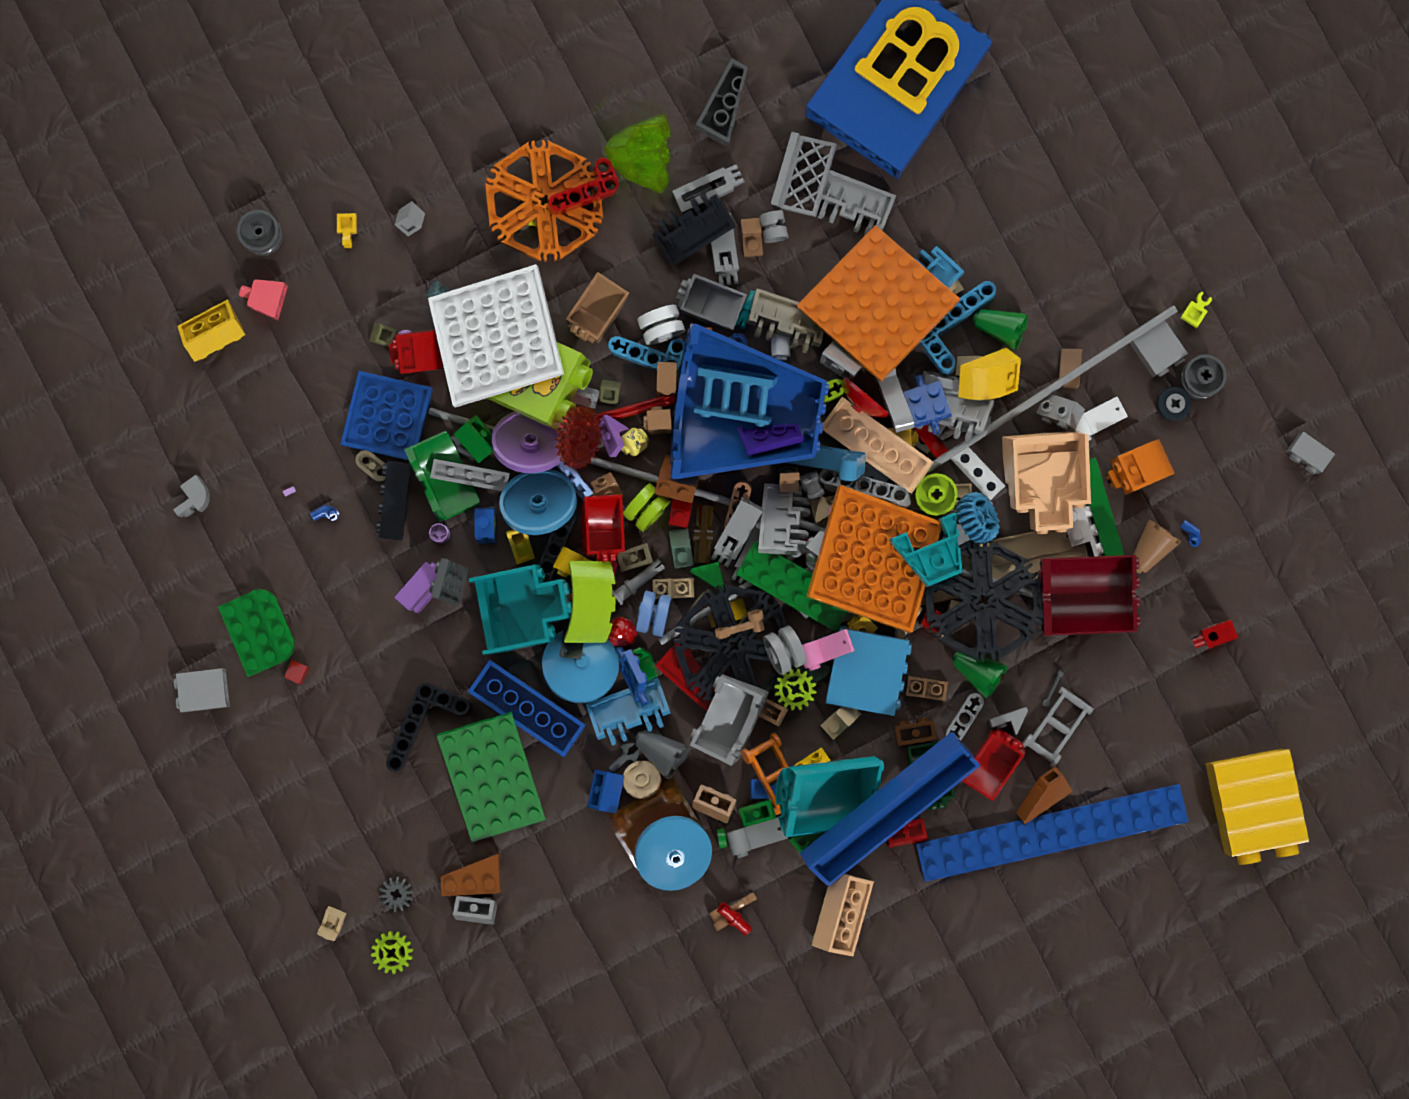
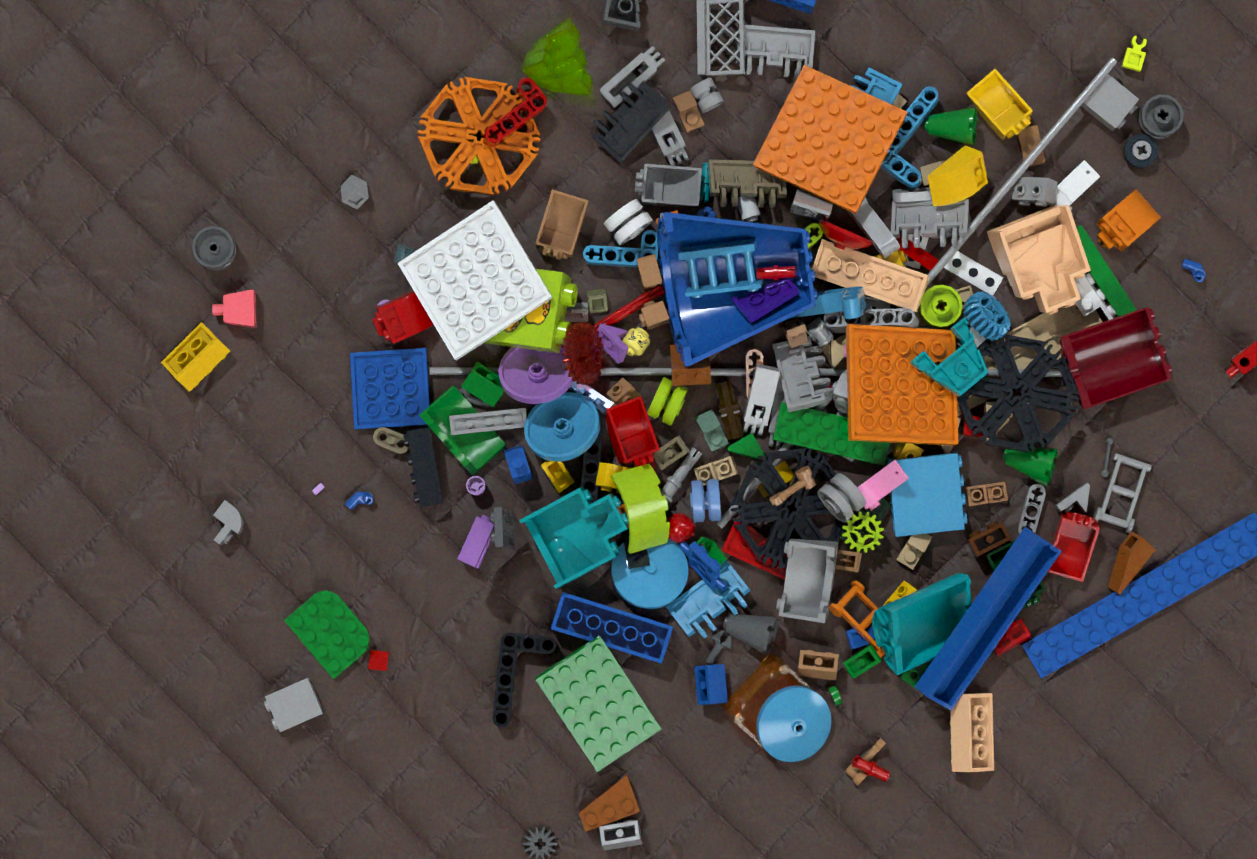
camera: 20 degrees left, 0 degrees up
(347, 225) = (295, 217): yellow plate -> none
(382, 334) = (361, 311): olive slope -> none
(641, 779) = (742, 663): tan tile -> none
(680, 513) = (701, 397): red slope -> none
(754, 836) = (866, 684): light grey door -> none
(787, 415) = (776, 272): none -> red pin
(927, 404) = (906, 221): blue plate -> none
(1052, 320) = (1000, 105): none -> yellow piece
(1154, 546) = (1162, 292): medium nougat cone -> none

